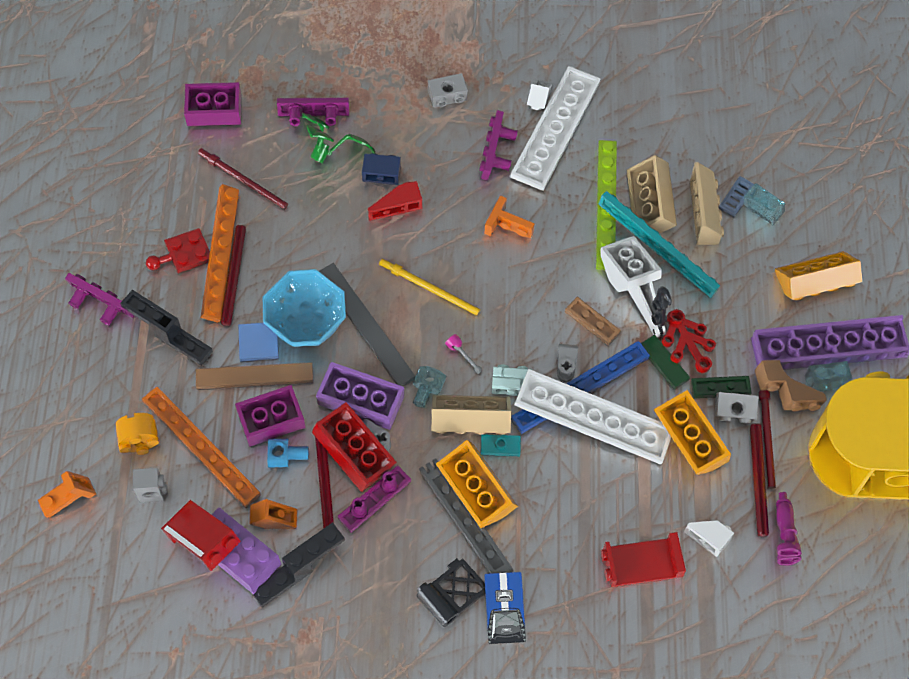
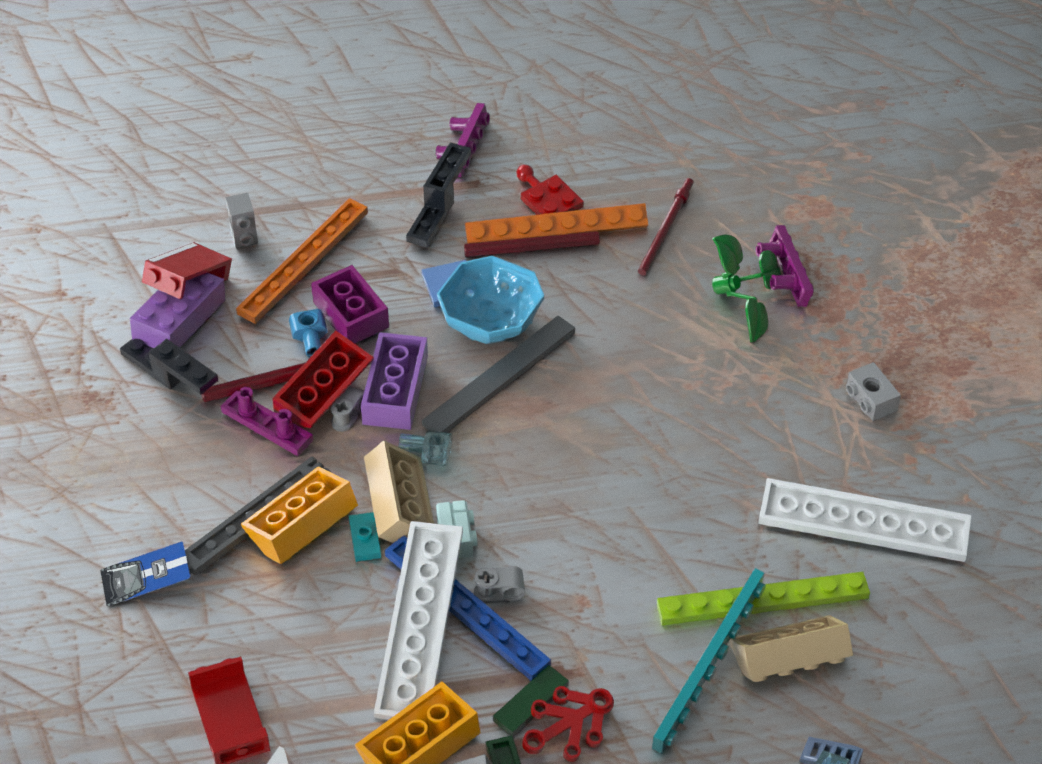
camera: 80 degrees right, 15 degrees down
(66, 493) = (228, 163): orange bracket -> none
(137, 433) = (301, 198): light orange brick -> none
(212, 104) = (754, 173): magenta brick -> none
(254, 375) = (404, 288): medium nougat tile -> none
(273, 515) = (228, 337): orange slope -> none
(381, 169) = (725, 346): dark blue brick -> none
(398, 201) = (683, 371): red slope -> none
(398, 270) = (584, 392): yellow bar -> none
(440, 603) = (142, 507): black piece -> none
(455, 343) = (495, 464): hinge -> none
(491, 159) = (806, 452): magenta plate -> none
(507, 221) = (693, 476): orange bracket -> none
(539, 94) = (911, 487): white slope -> none
(592, 321) = (572, 609): medium nougat tile -> none
(629, 269) = (655, 624): white slope -> none
(705, 206) = (795, 708): tan slope -> none

